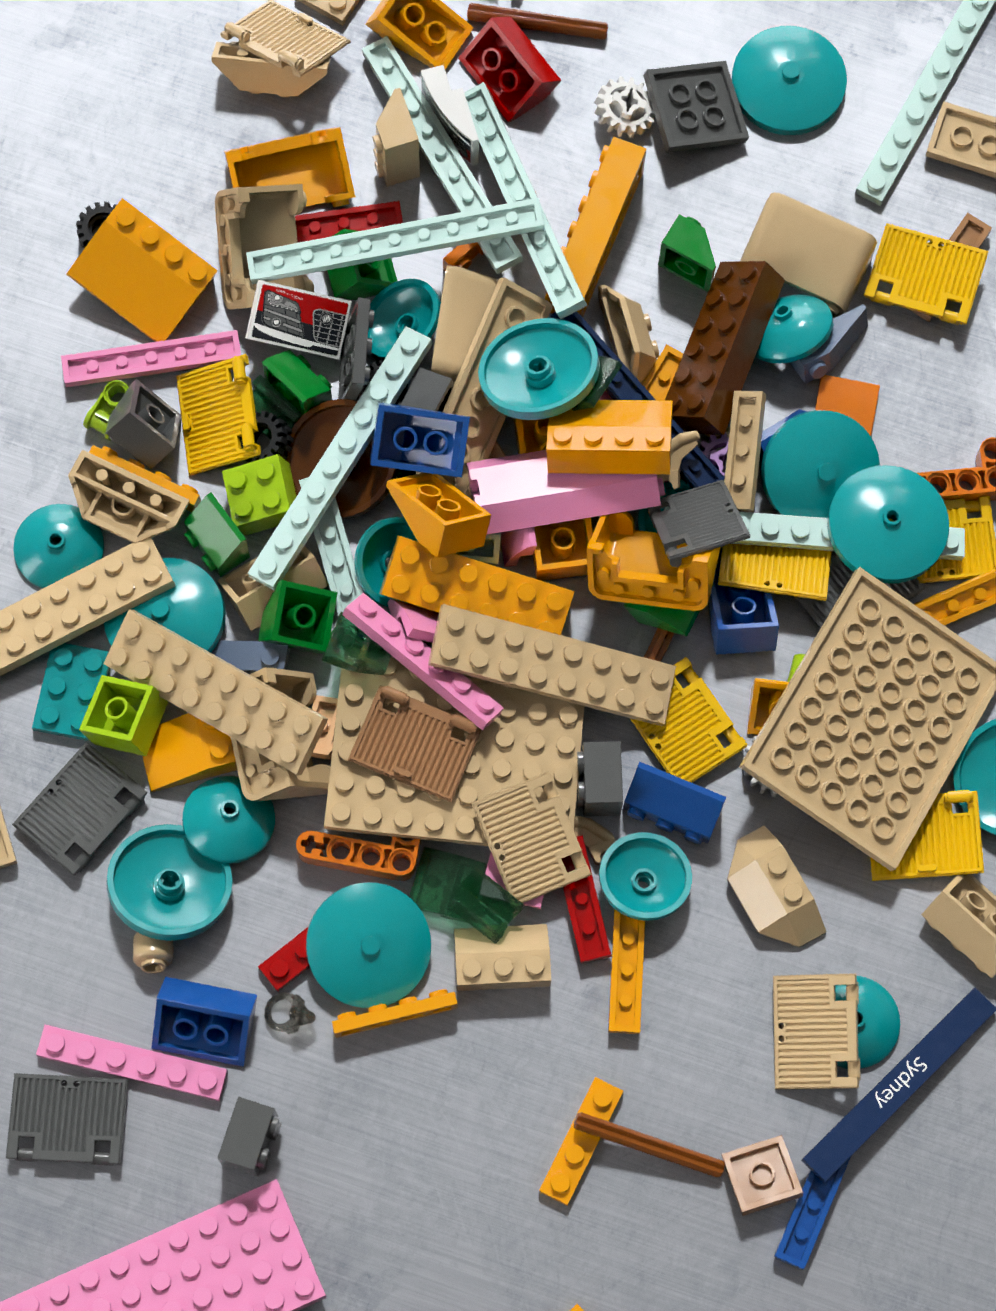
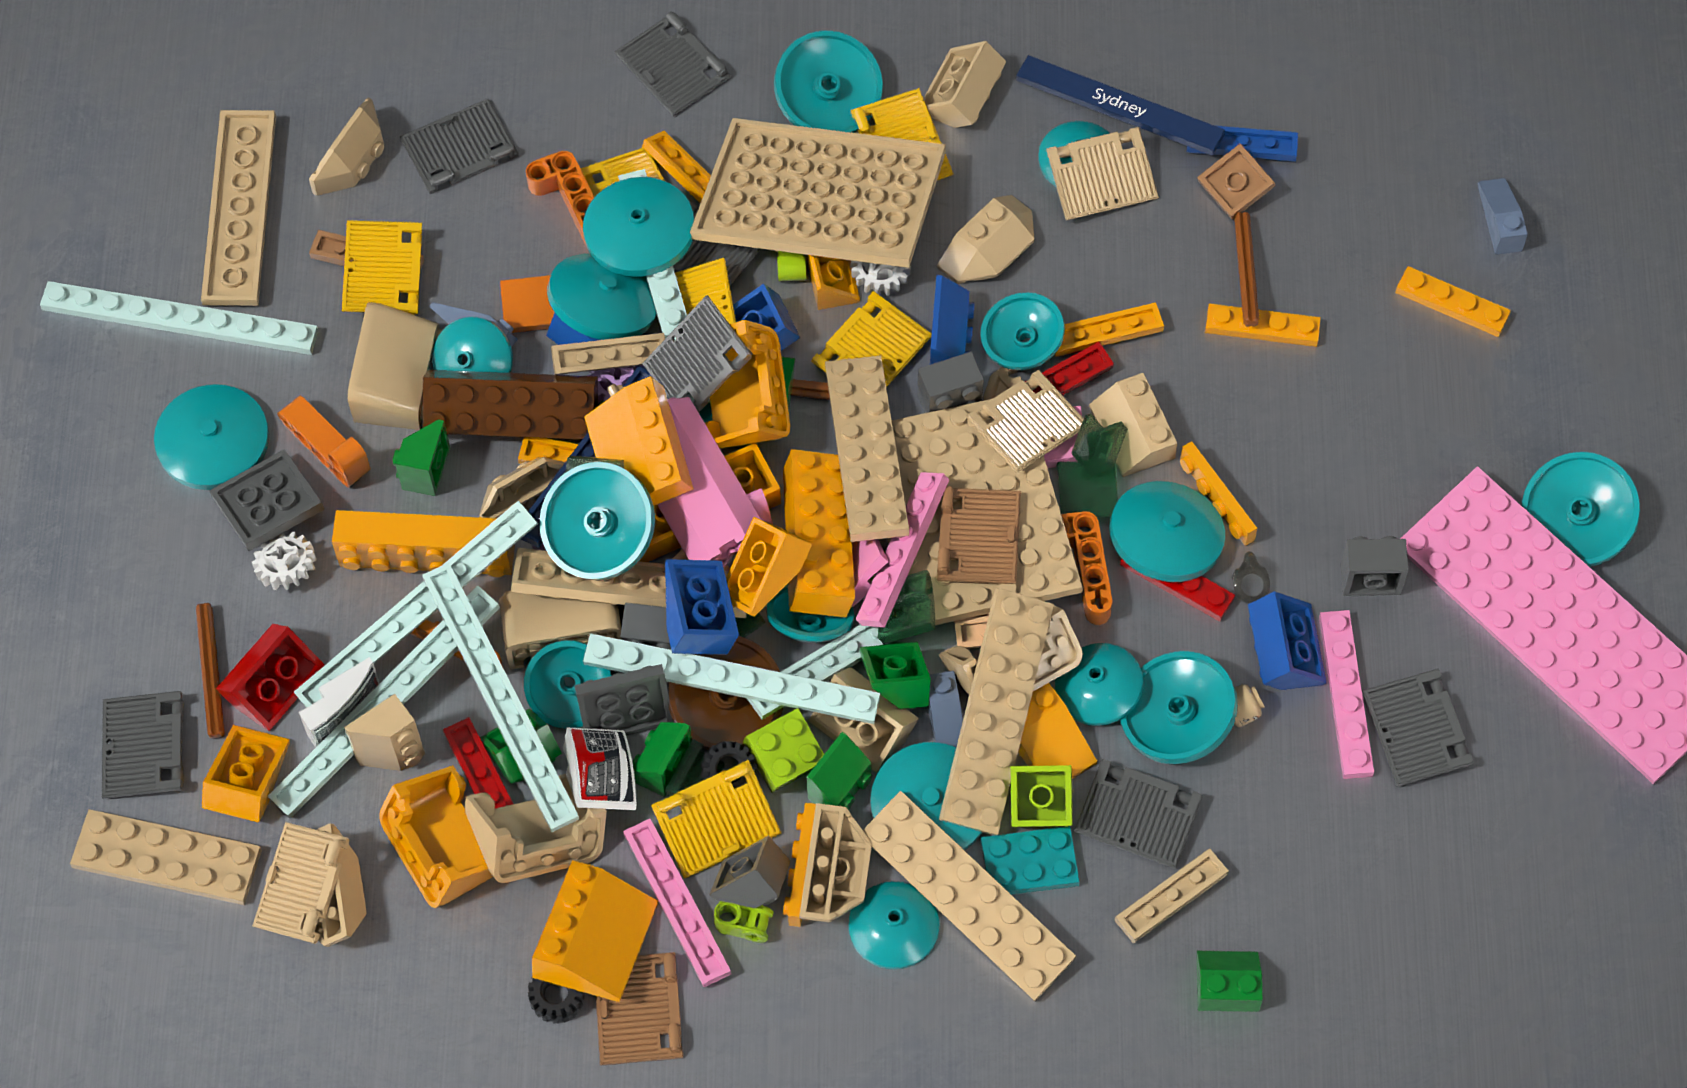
camera: 105 degrees left, 10 degrees down
(57, 303) = (643, 1014): none -> medium nougat window
(726, 184) = (340, 456): none -> orange beam

